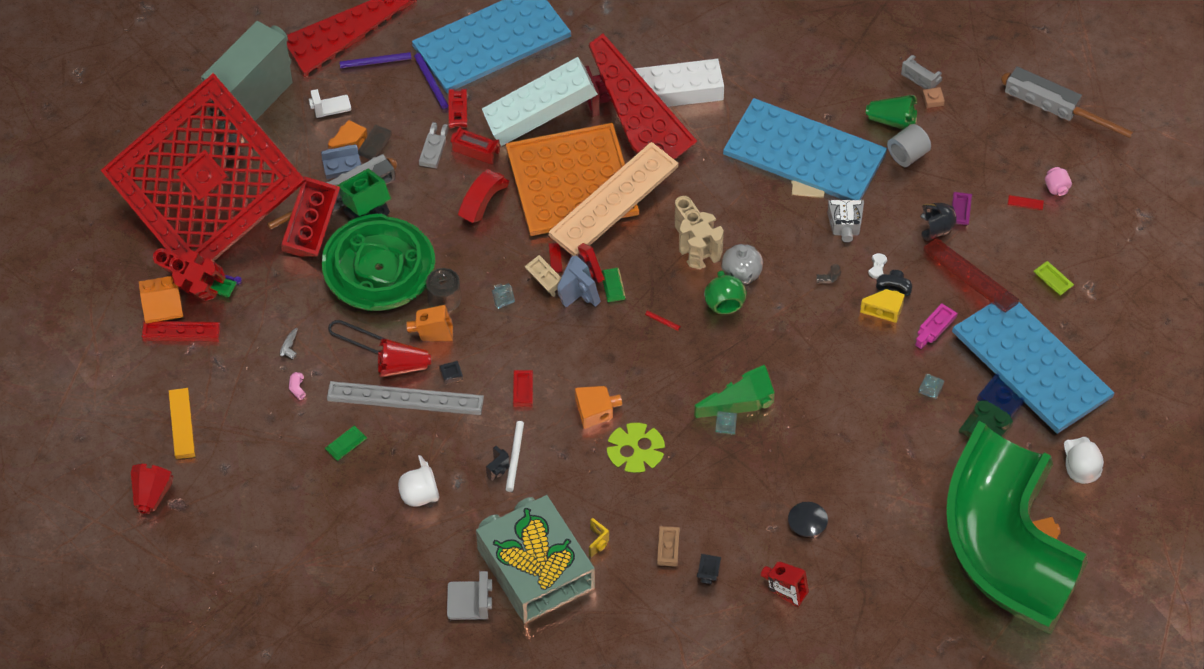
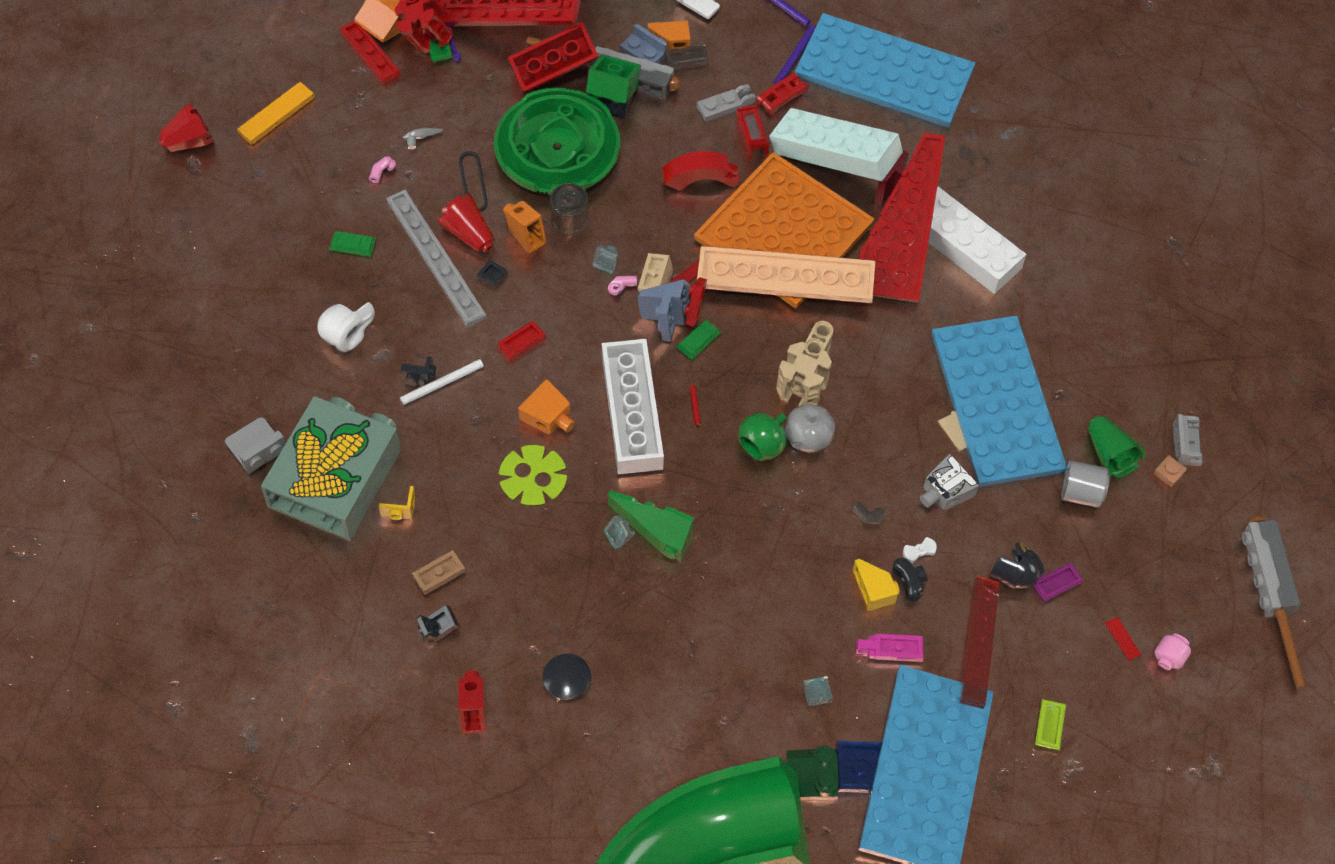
camera: 50 degrees right, 5 degrees up
(528, 300) = (621, 283): none -> bright pink arm
(638, 352) = (632, 406): none -> white brick

